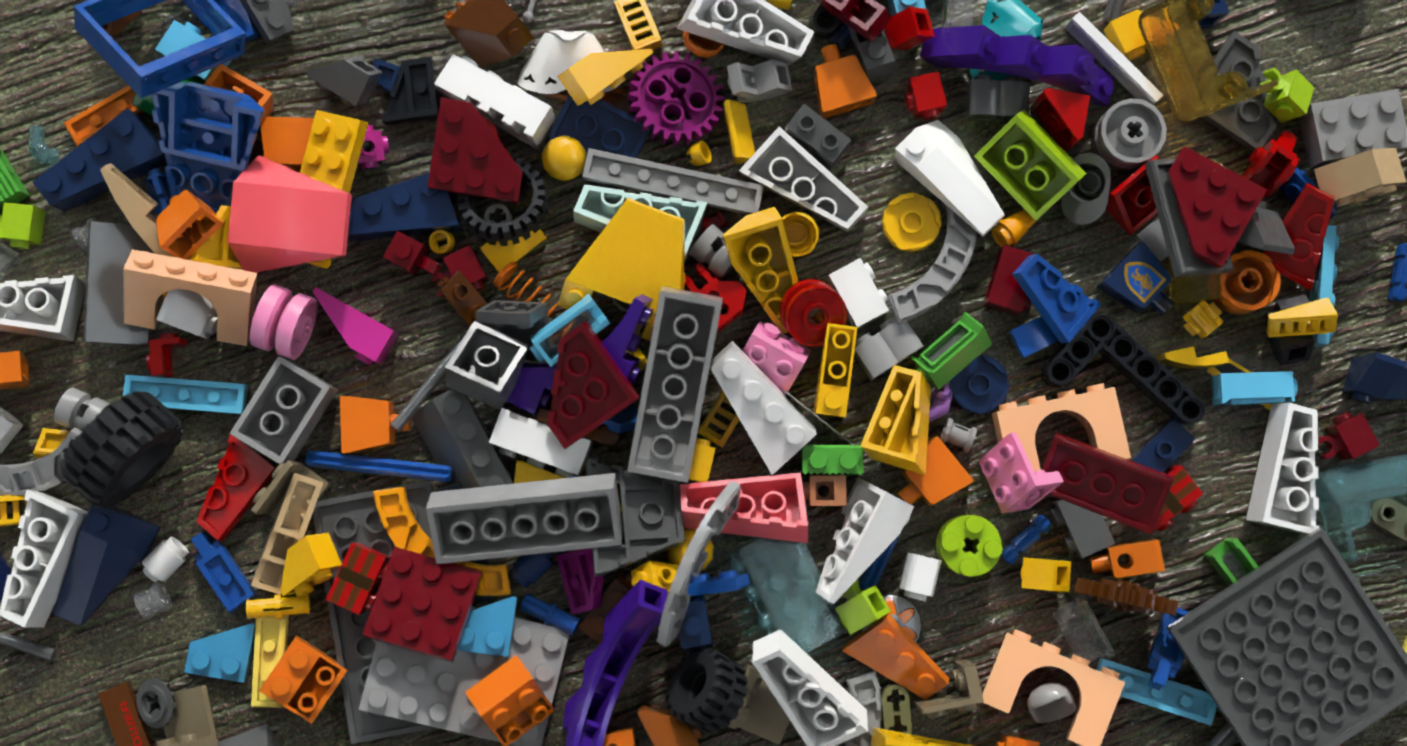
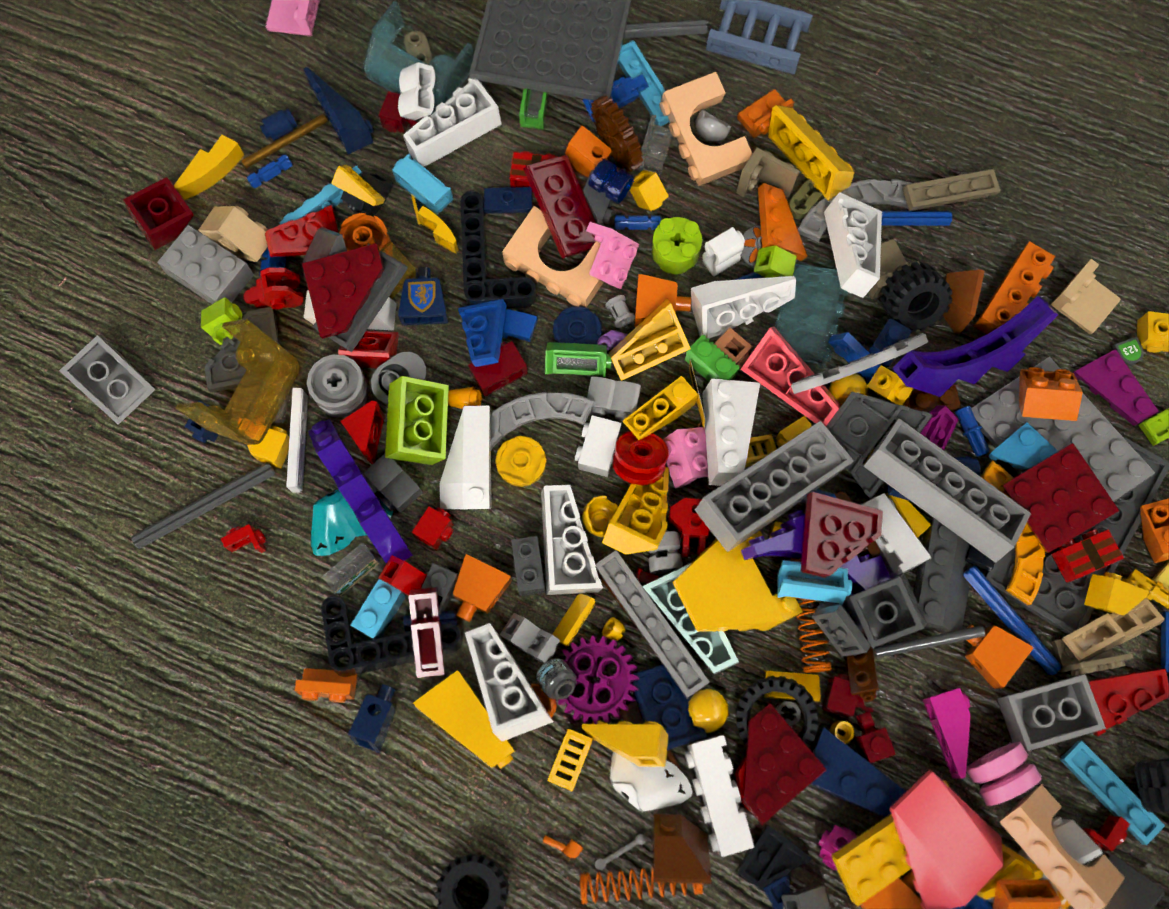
camera: 135 degrees left, 10 degrees down
(706, 65) = (556, 679): none -> dark grey head
(1088, 541) = (609, 180): none -> clear blue wheel
(1203, 319) = (410, 244): yellow gear -> none
(1354, 466) = (416, 88): none -> white brick

